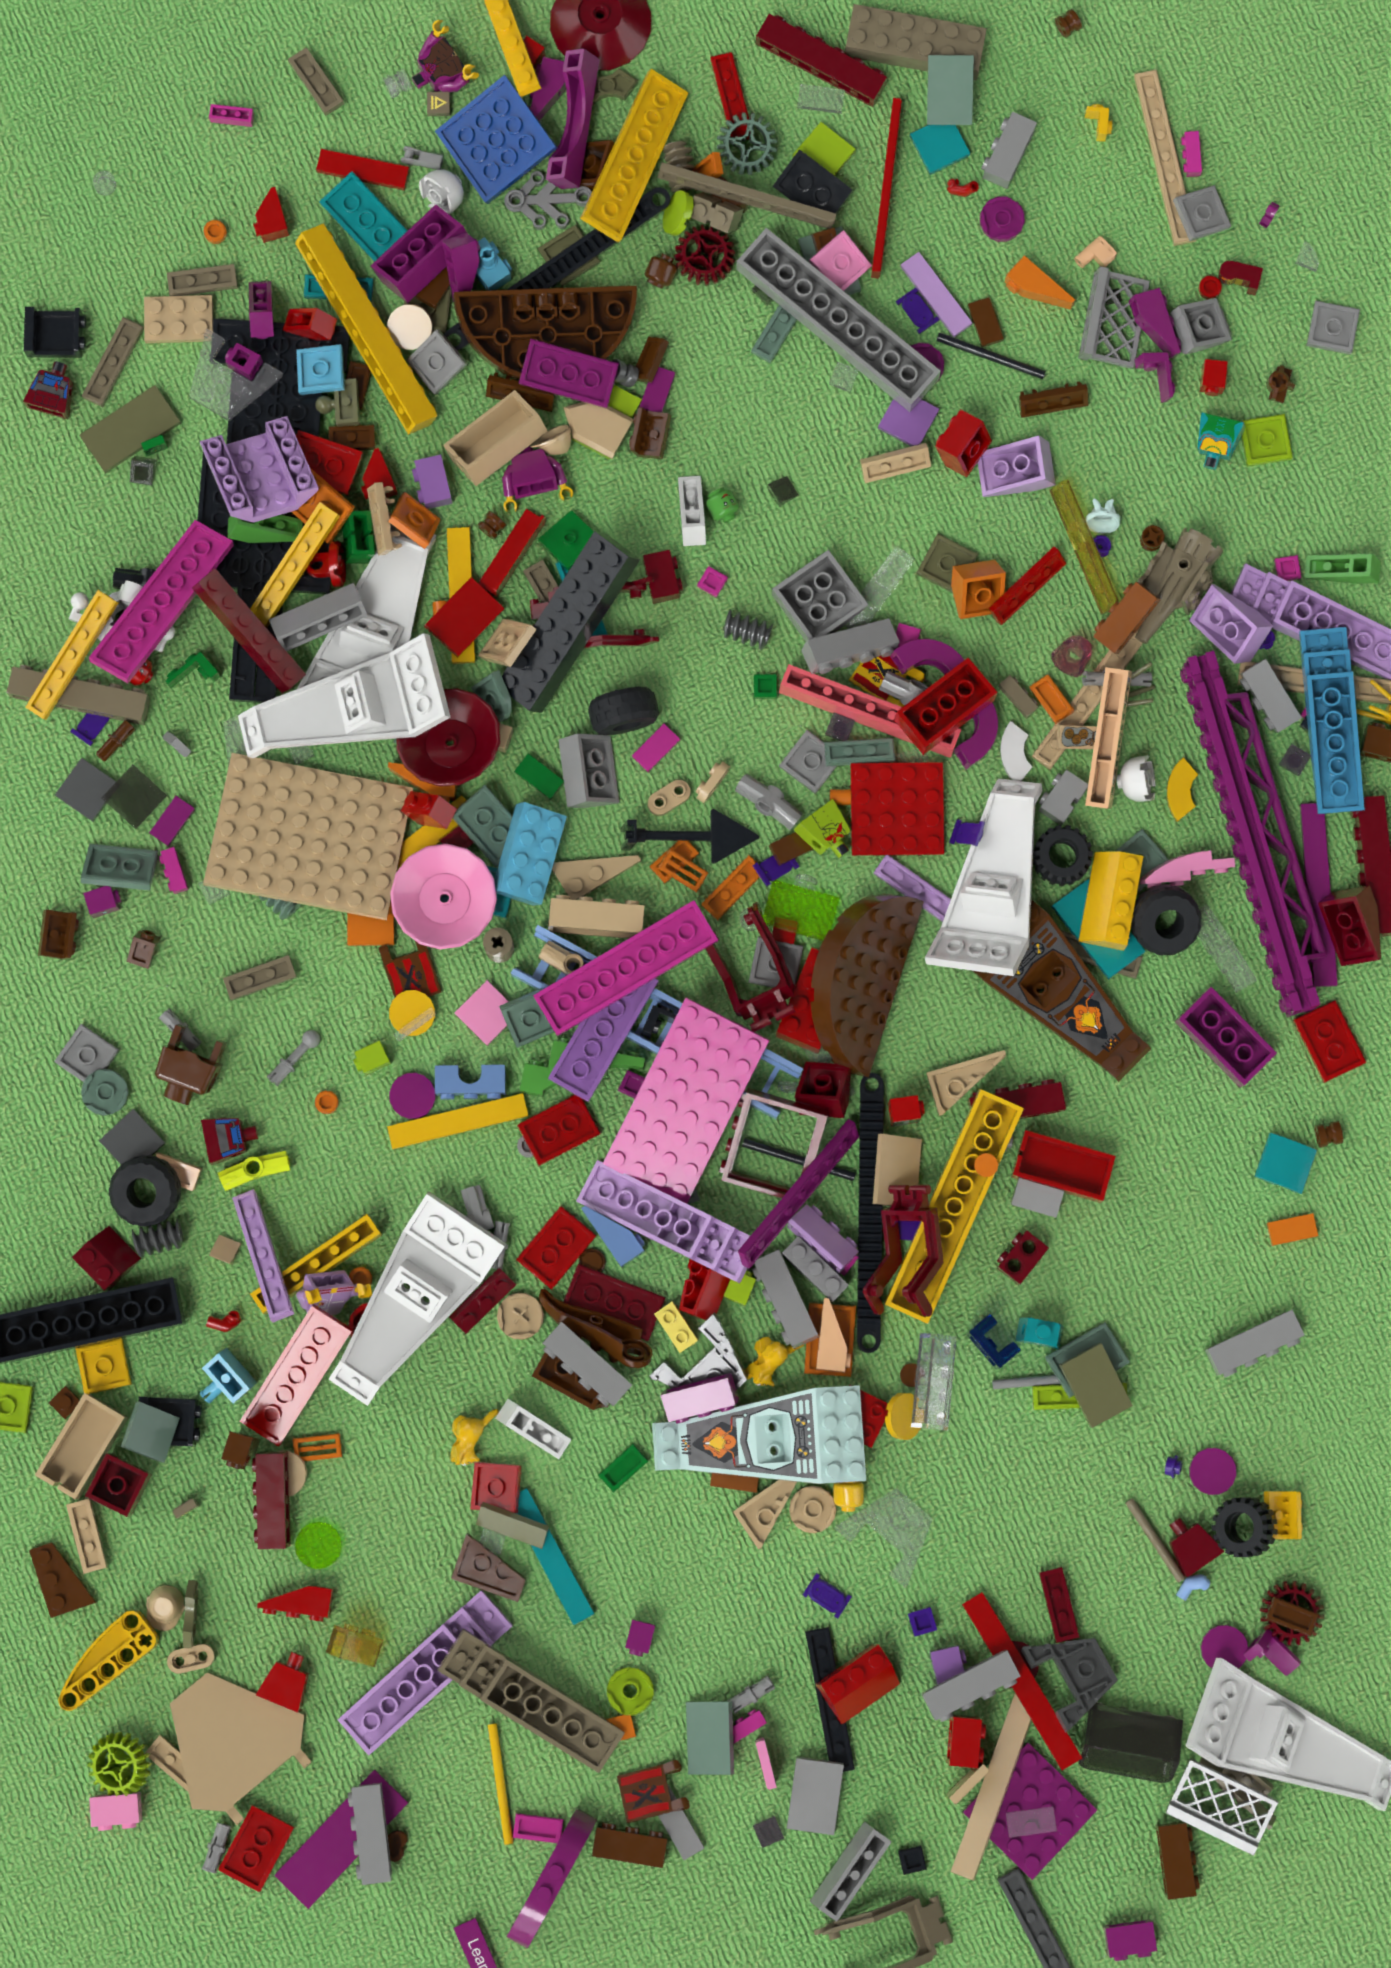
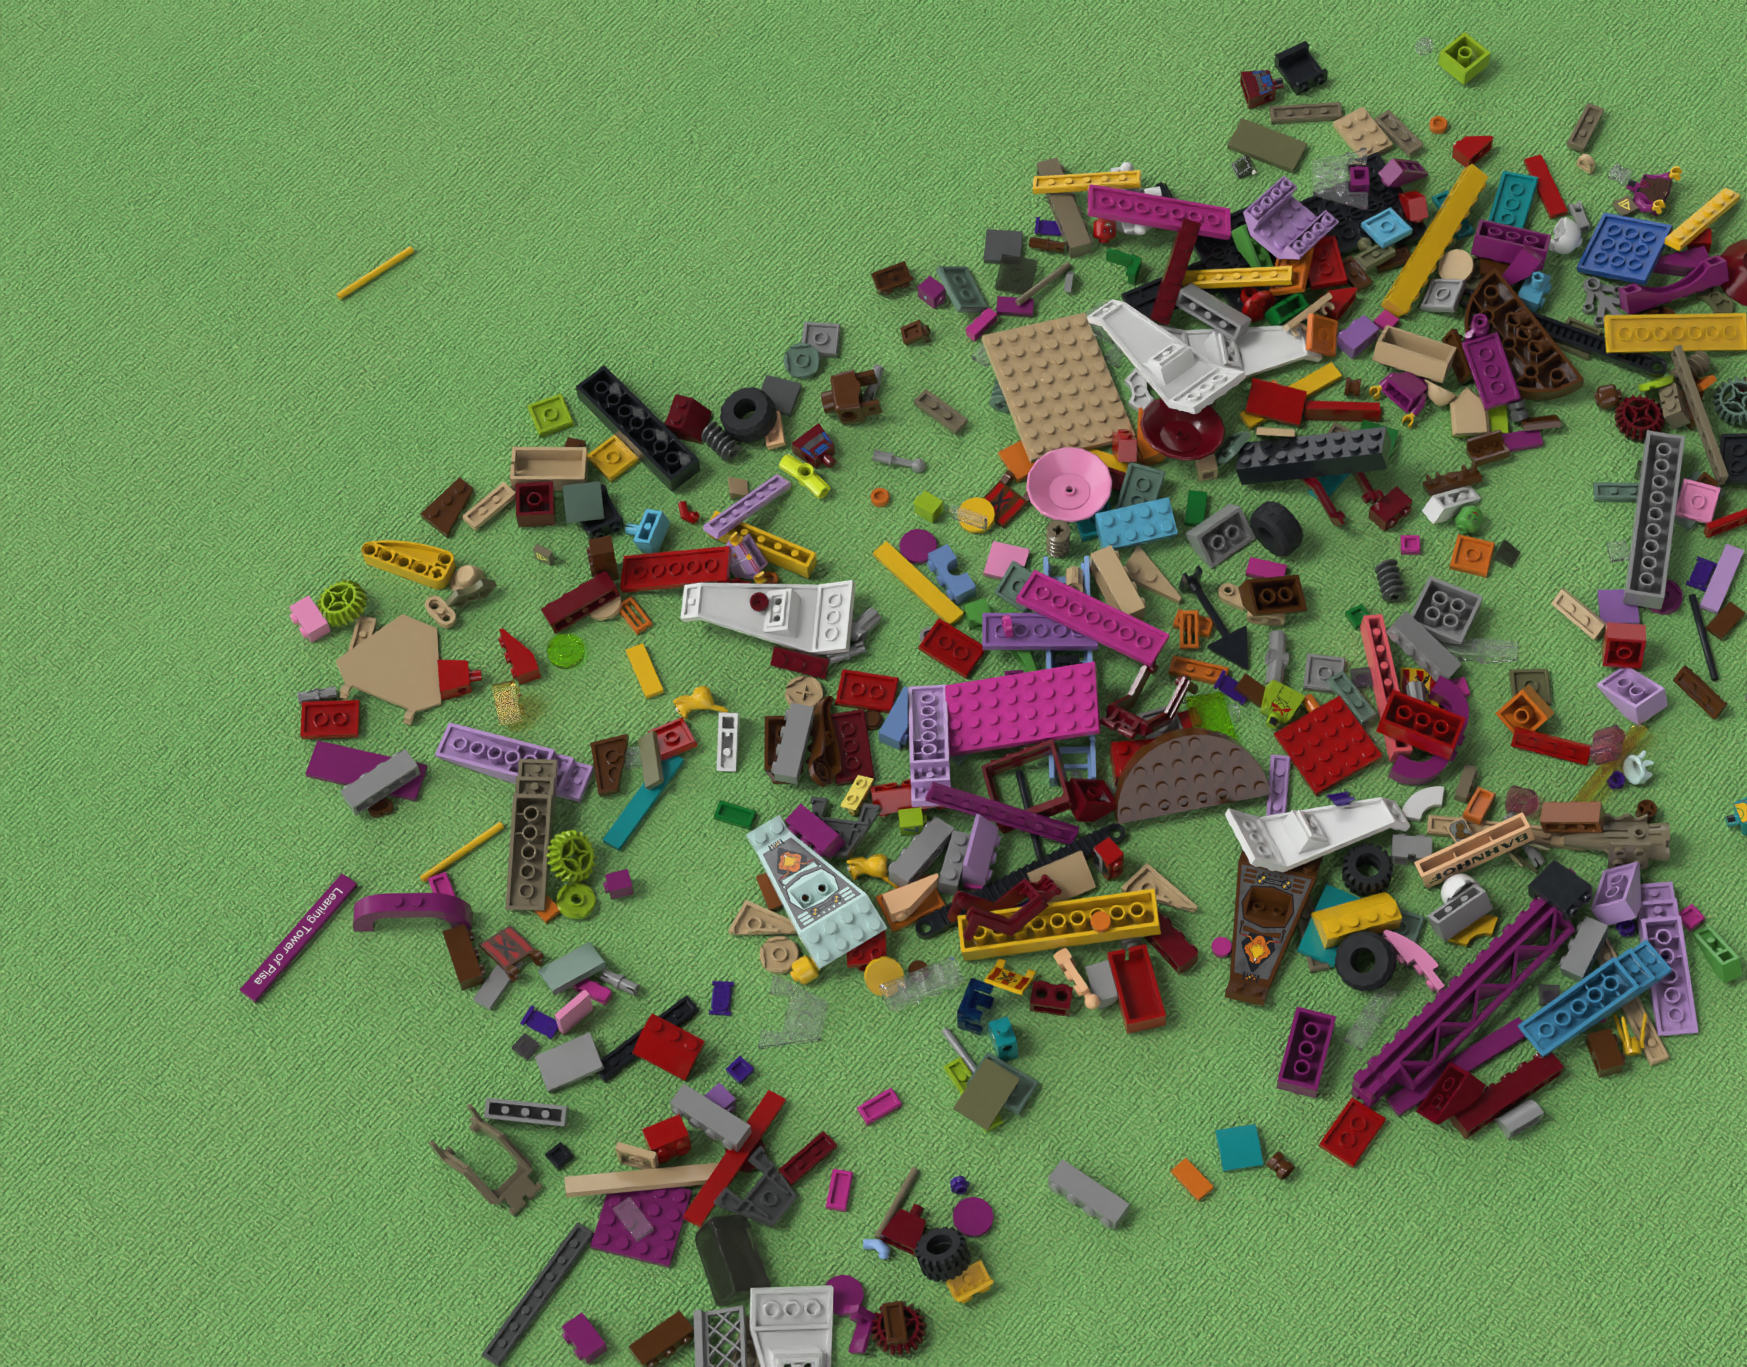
camera: 65 degrees right, 20 degrees down
(152, 152) = (1464, 58): none -> lime brick
(154, 445) = (1265, 163): green tile -> none
(163, 774) = (1043, 283): none -> dark tan bar
(231, 115) = (1524, 91): dark pink piece -> none
(361, 109) = (1586, 163): none -> tan tile
(369, 754) = (1138, 388): none -> white tile
(393, 1472) = (644, 671): none -> yellow tile
(396, 1309) = (759, 602): none -> dark red tile
(429, 440) = (1386, 318): none -> dark pink tile
(514, 355) = (1479, 327): none -> magenta piece
(576, 1677) = (566, 845): none -> lime gear
(583, 1062) = (1007, 626): none -> dark pink tile
(665, 493) = (1452, 480): none -> reddish brown plate
(701, 763) = (1273, 595): none -> reddish brown slope
(750, 1801) = (540, 1022): none -> dark purple piece
(762, 527) = (1472, 555): none -> orange tile
(985, 1292) = (1009, 980): none -> yellow flag
(992, 1220) = (1067, 965): none -> light nougat plate
(1040, 1499) = (879, 1106): none -> dark pink tile
(1059, 1051) = (1221, 947): none -> dark pink tile
(1063, 531) = (1607, 744): none -> clear pink brick
(1109, 1590) = (839, 1190): none -> dark pink tile
(1165, 793) = (1460, 912): none -> light grey brick
(1207, 681) = (1561, 889): none -> black panel

